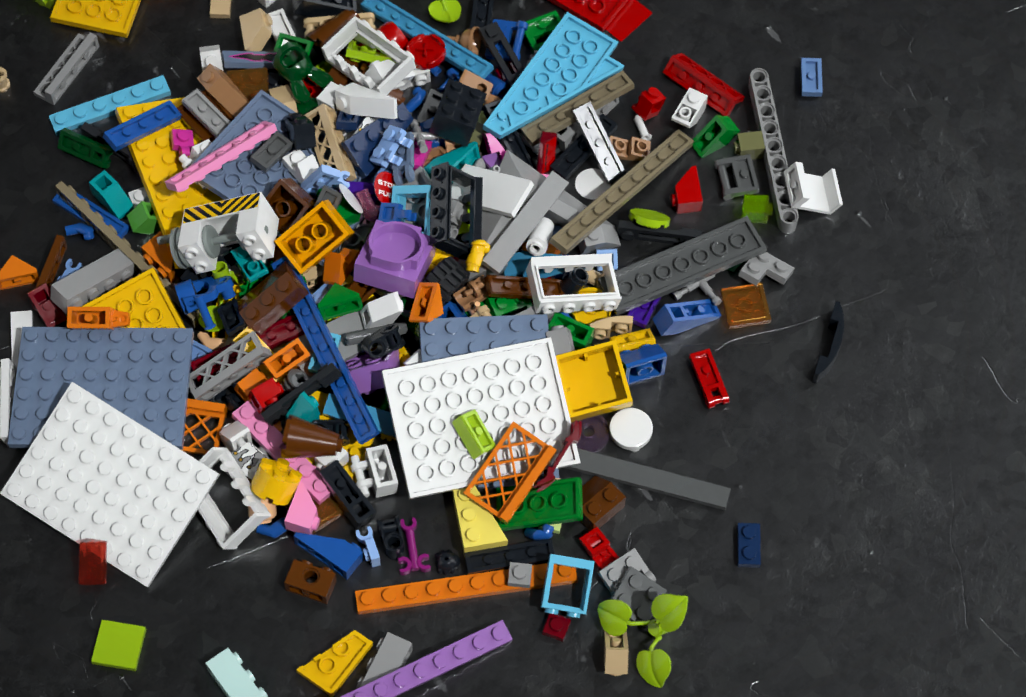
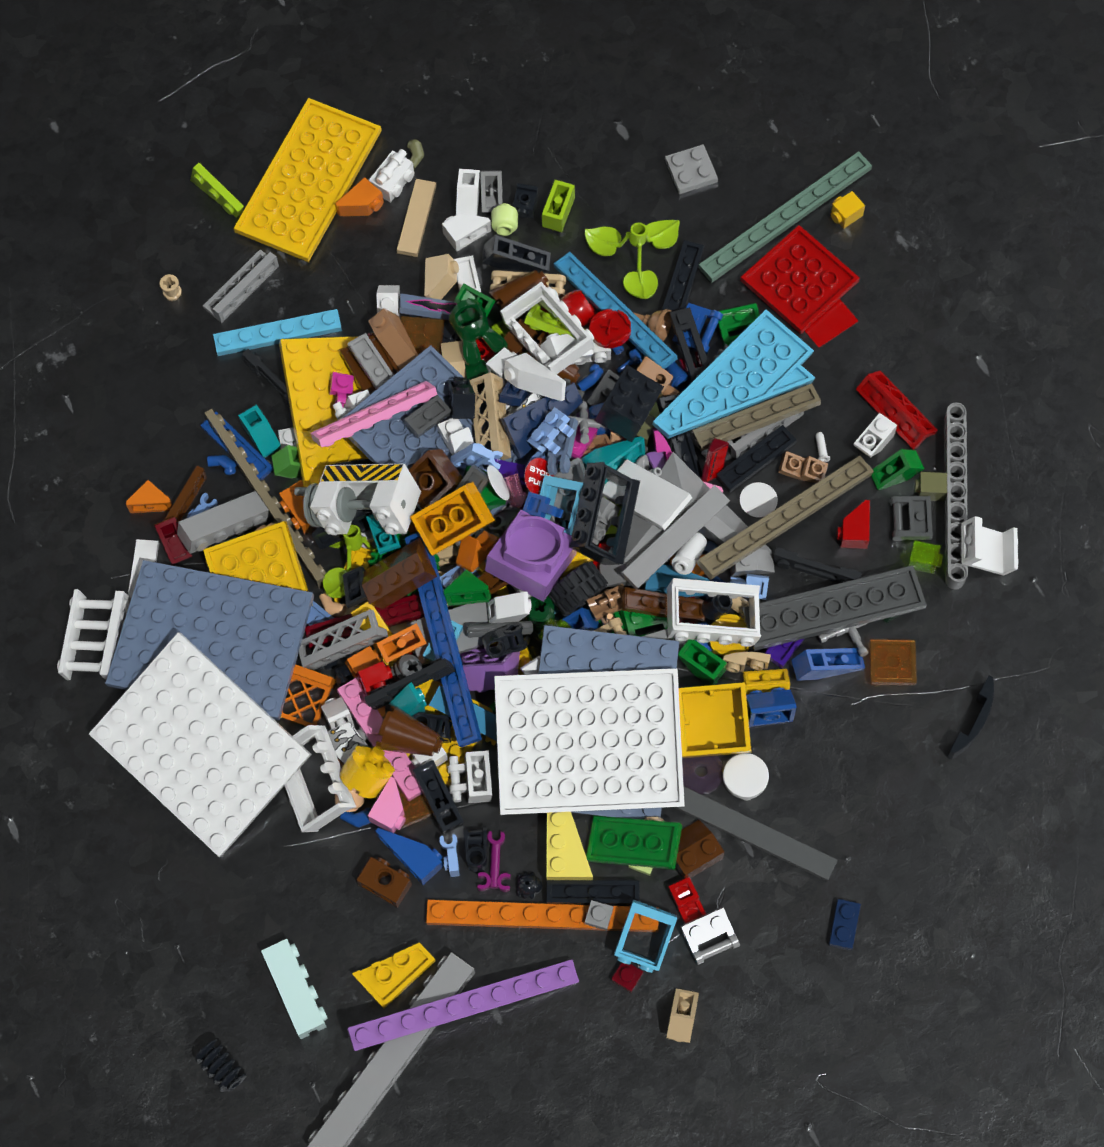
camera: 15 degrees right, 5 degrees up
(85, 148) = (243, 376): dark green plate -> none
(92, 562) = (168, 822): clear red slope -> none
(96, 318) = (217, 565): orange hinge -> none
(118, 645) = (179, 913): lime tile -> none
(142, 125) = (302, 364): blue plate -> none
(192, 302) = (316, 562): blue piece -> none
(427, 303) = (555, 610): orange slope -> none
(473, 434) = (578, 758): lime slope -> none
(476, 255) = (617, 565): yellow arm -> none
(525, 484) = (618, 824): orange fence -> none
(535, 534) = (624, 874): blue arm -> none
(561, 339) = (689, 671): light grey brick -> none
(573, 438) = (646, 819): dark red piece -> none
(598, 142) = (771, 458): plate -> none
(638, 593) = (715, 961): dark grey plate -> none
(649, 103) = (834, 422): red brick -> none
(649, 218) = (809, 549): lime tile -> none
(669, 614) = (739, 993): lime plant -> none
(709, 378) = (838, 734): red plate -> none
(767, 265) = (922, 621): light grey plate -> none
(811, 77) = (1013, 420): medium blue plate -> none

